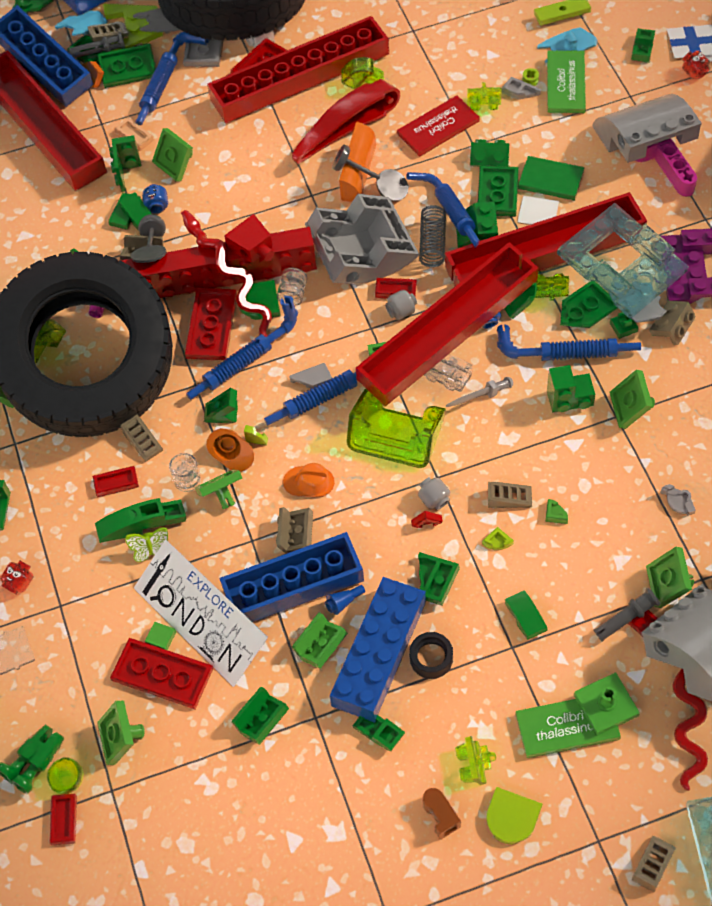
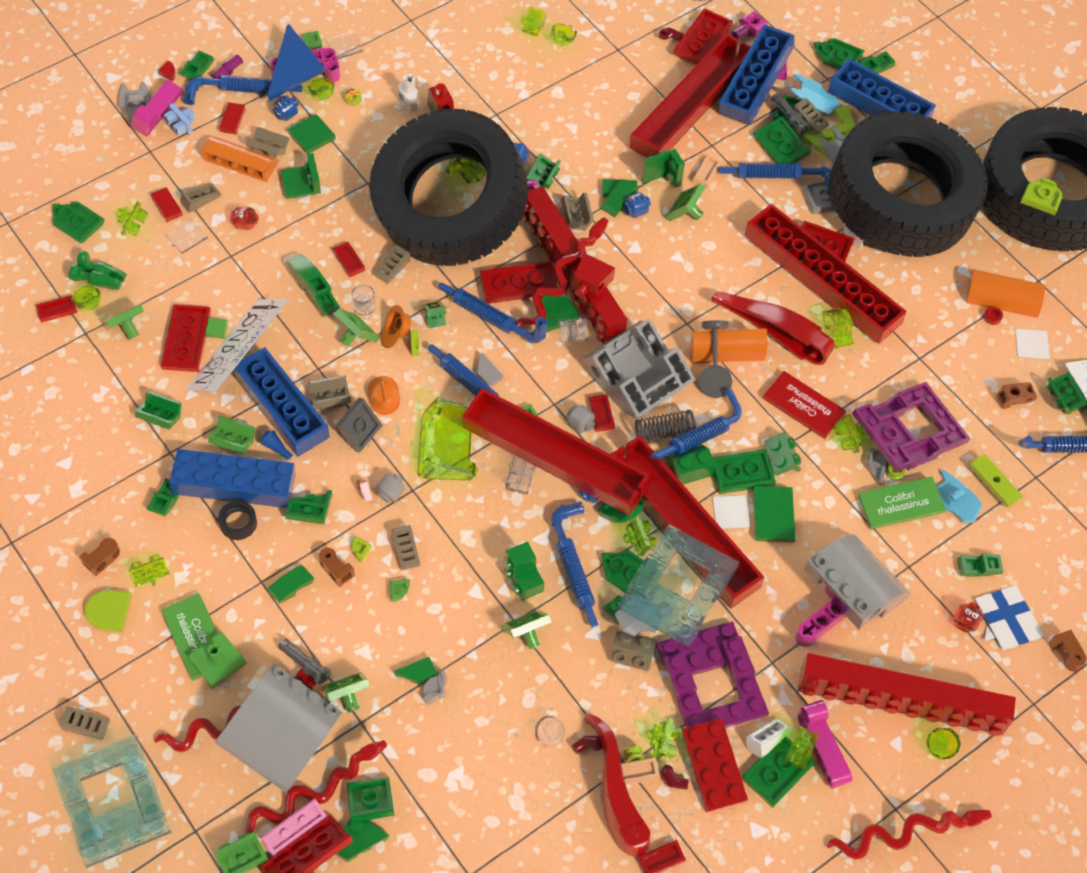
camera: 65 degrees right, 0 degrees up
(95, 72) = (762, 120): orange tile -> none
(146, 544) = (289, 292): lime animal -> none
(150, 226) = (564, 212): dark grey piece -> none
(348, 507) = (359, 425): none -> dark grey tile
(490, 389) = (514, 512): light grey sword -> none
(493, 65) = (896, 441): none -> magenta piece
(516, 567) = (335, 568): none -> dark orange leg
(656, 512) = (418, 671): none -> green tile

